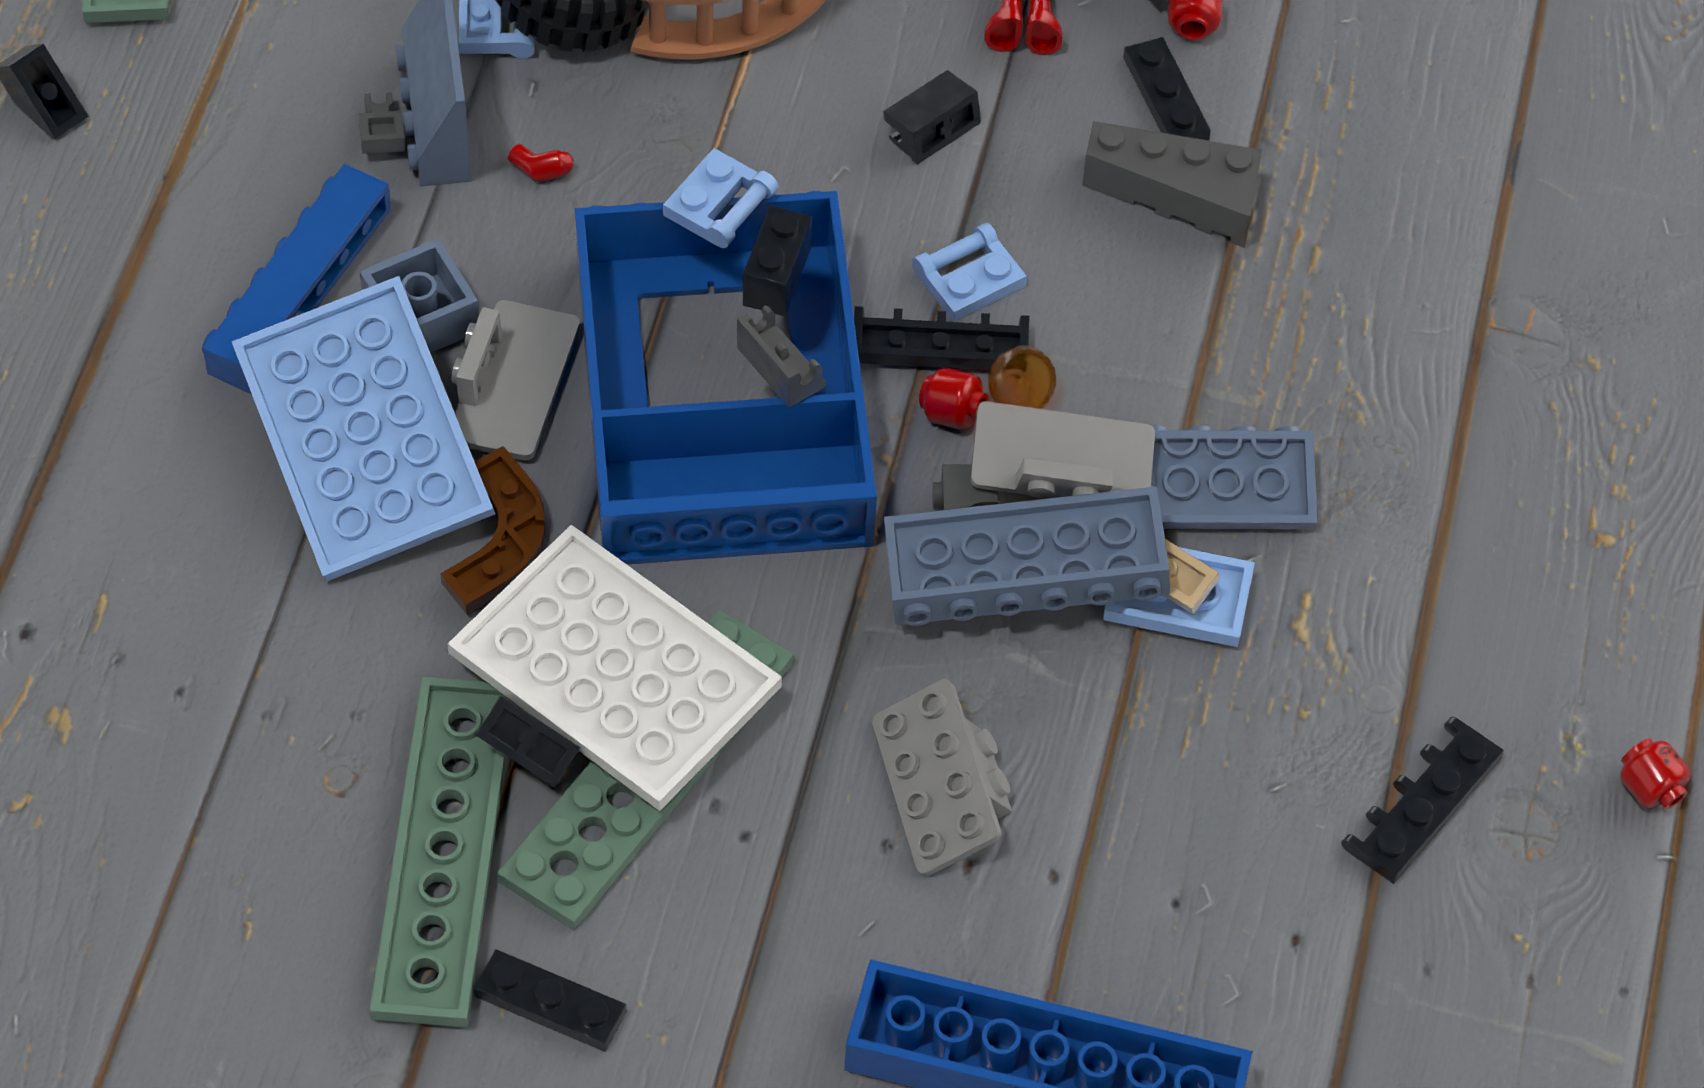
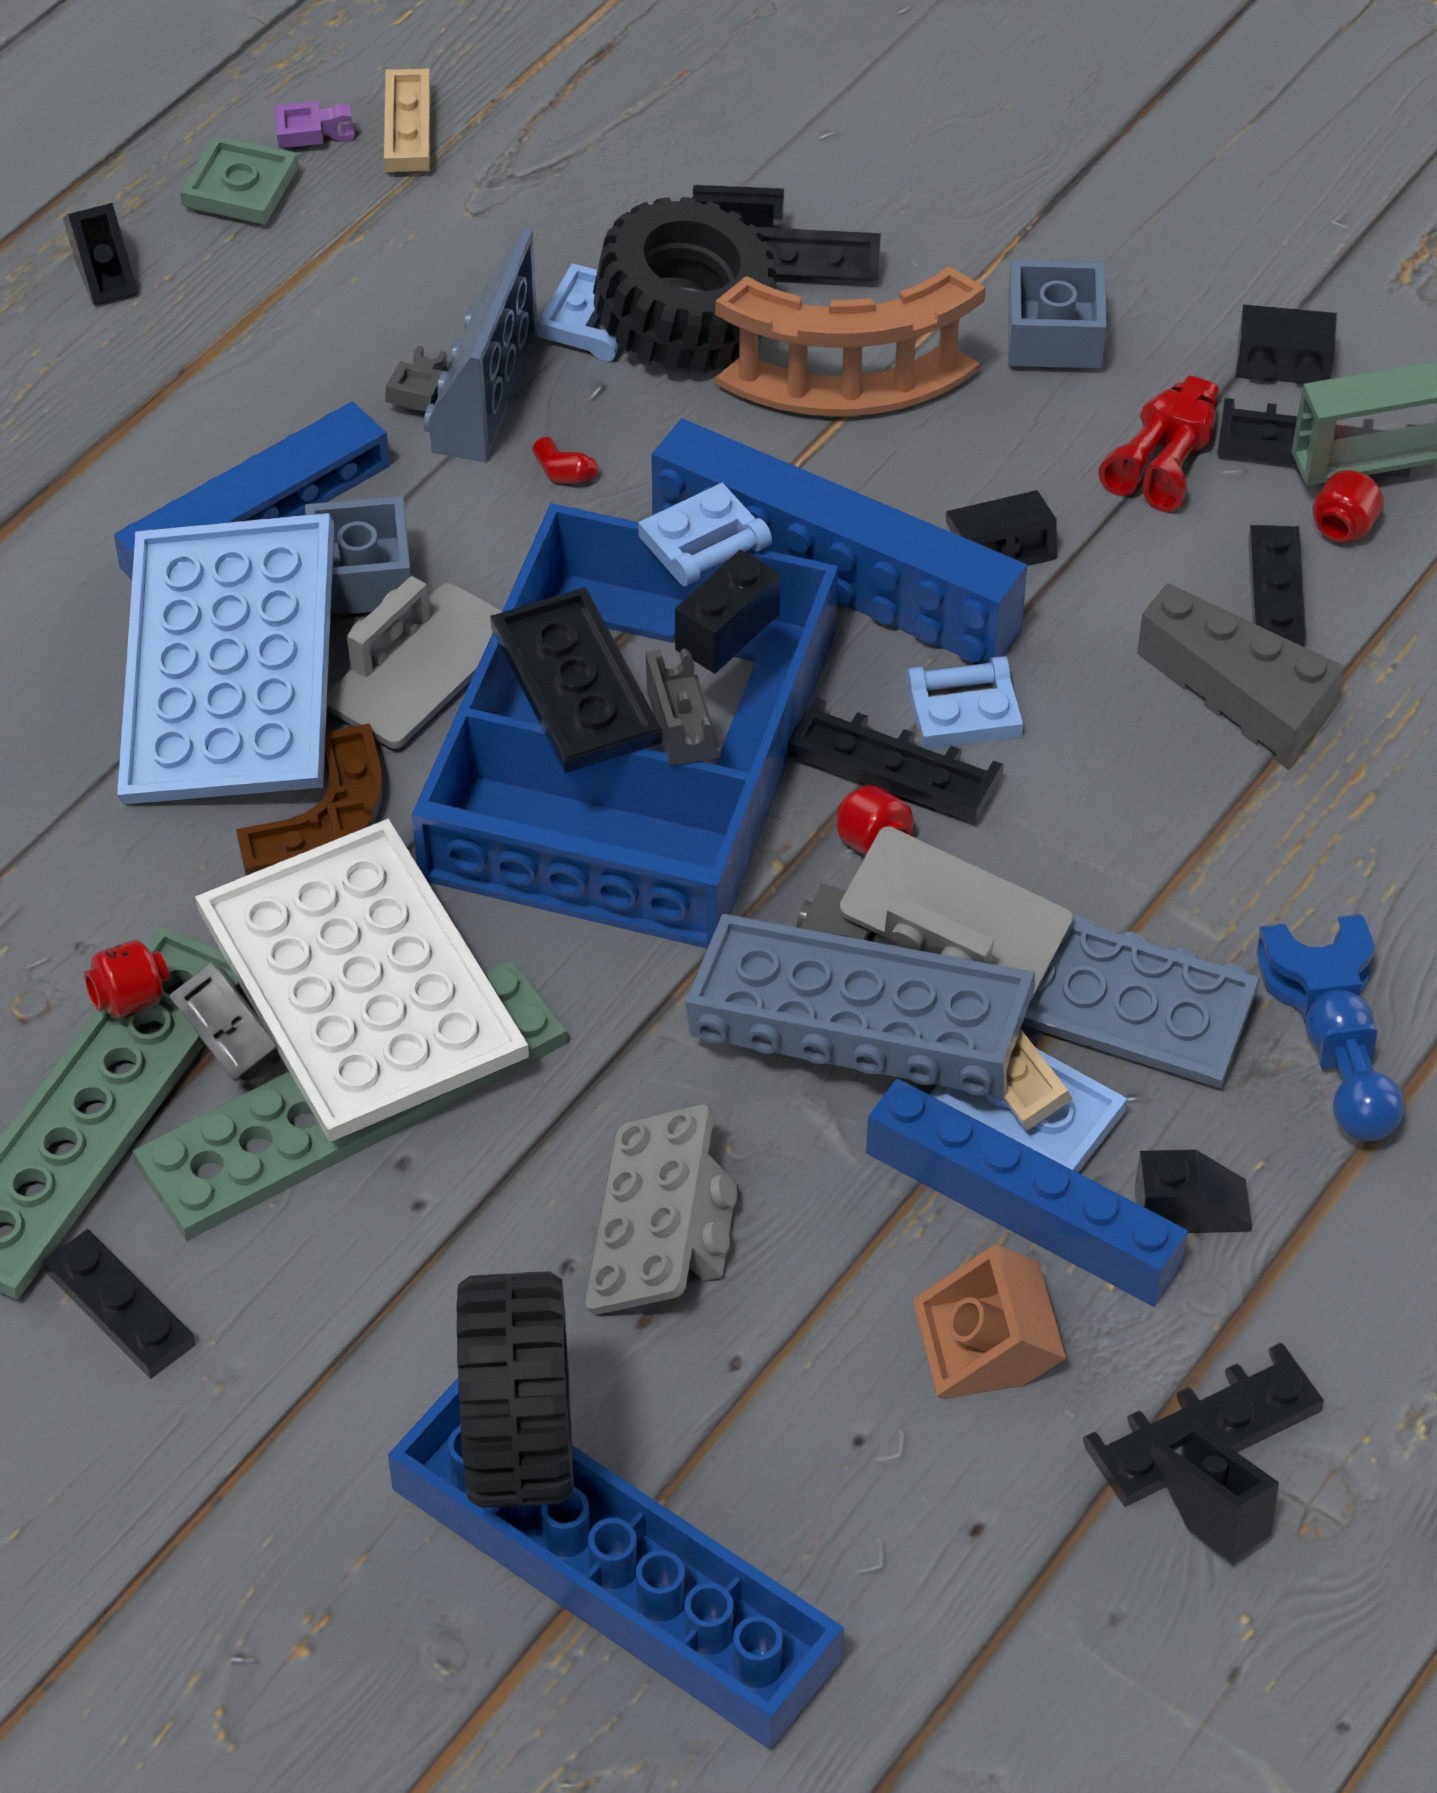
camera: 25 degrees right, 5 degrees down
(428, 732) = (126, 979): none -> red head
(678, 357) = (576, 680): none -> black tile
(876, 171) = (886, 559): none -> blue brick
(949, 958) = (514, 1389): none -> black tyre
(1022, 378) = (958, 822): clear orange piece -> none
(1213, 663) = (1026, 1192): none -> blue brick
(1234, 779) = (988, 1325): none -> nougat slope
(1332, 624) = (1192, 1191): none -> black slope
(1364, 426) = (1339, 1023): none -> blue piece
(1463, 847) = (1216, 1490): none -> black slope

